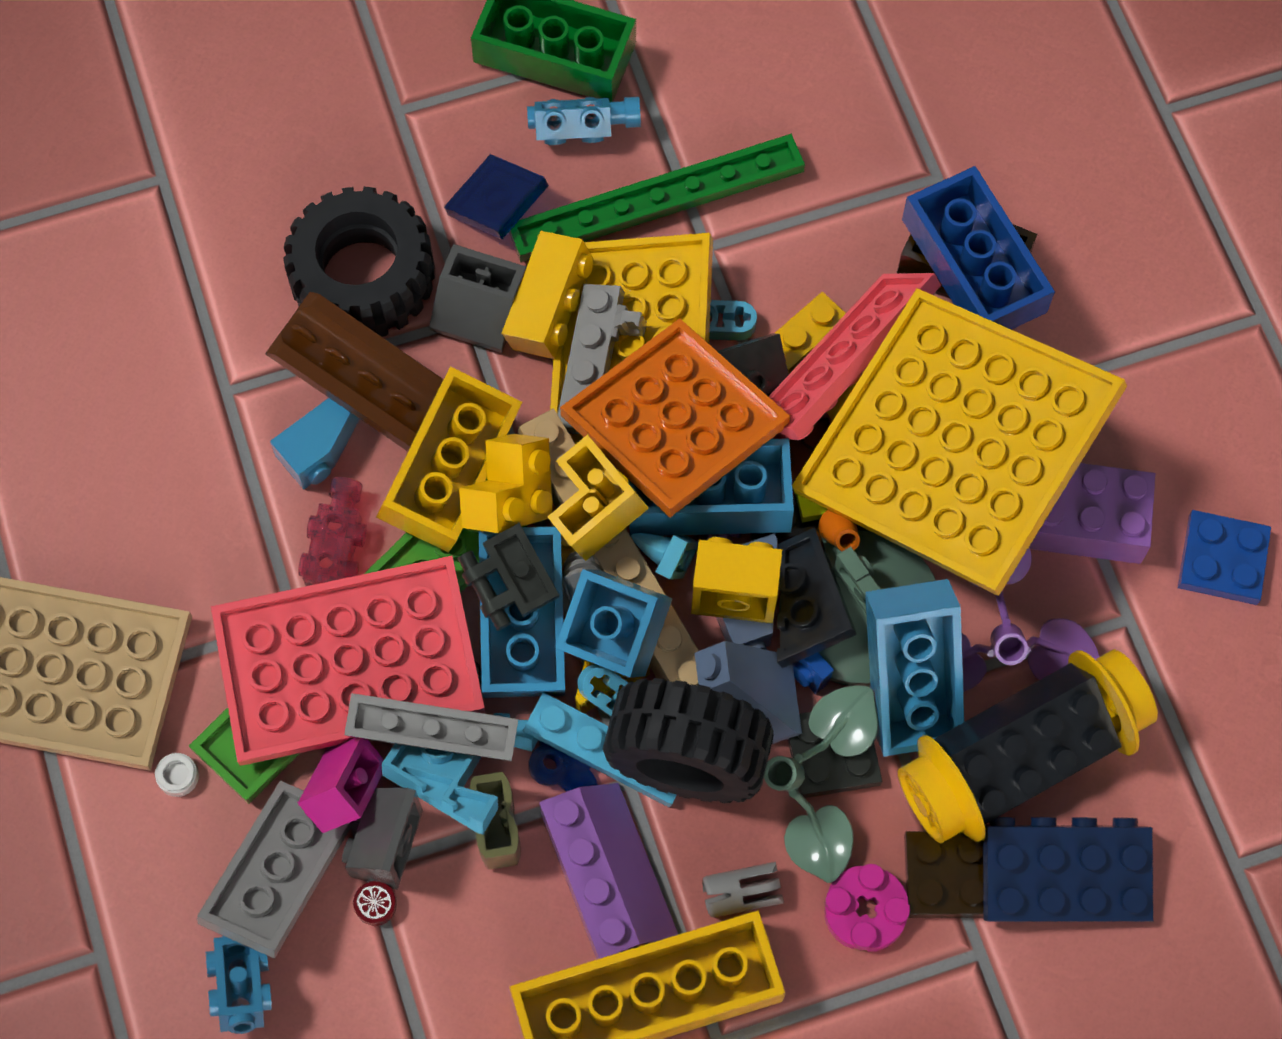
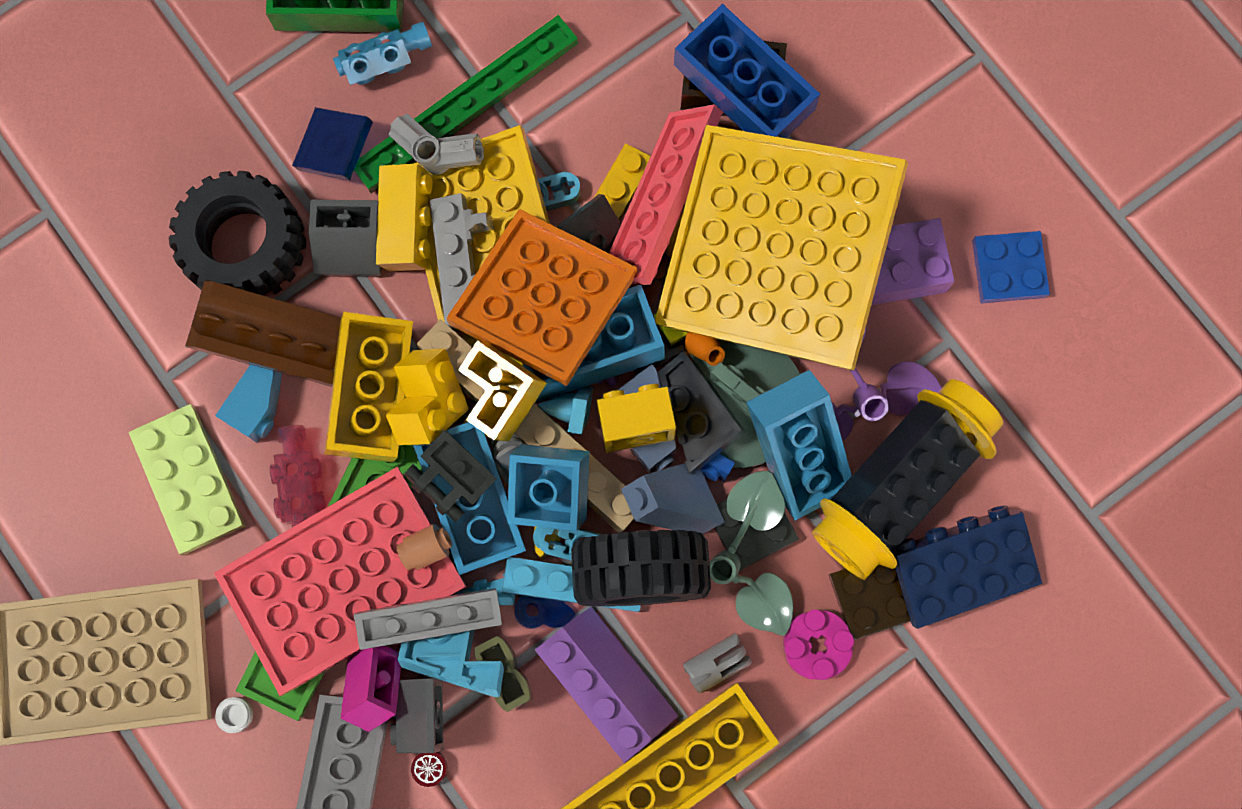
camera: 15 degrees left, 10 degrees up
(213, 504) = (186, 479): none -> yellowish green plate
(453, 647) = (424, 547): none -> nougat brick
(606, 236) = (449, 151): none -> light grey piece

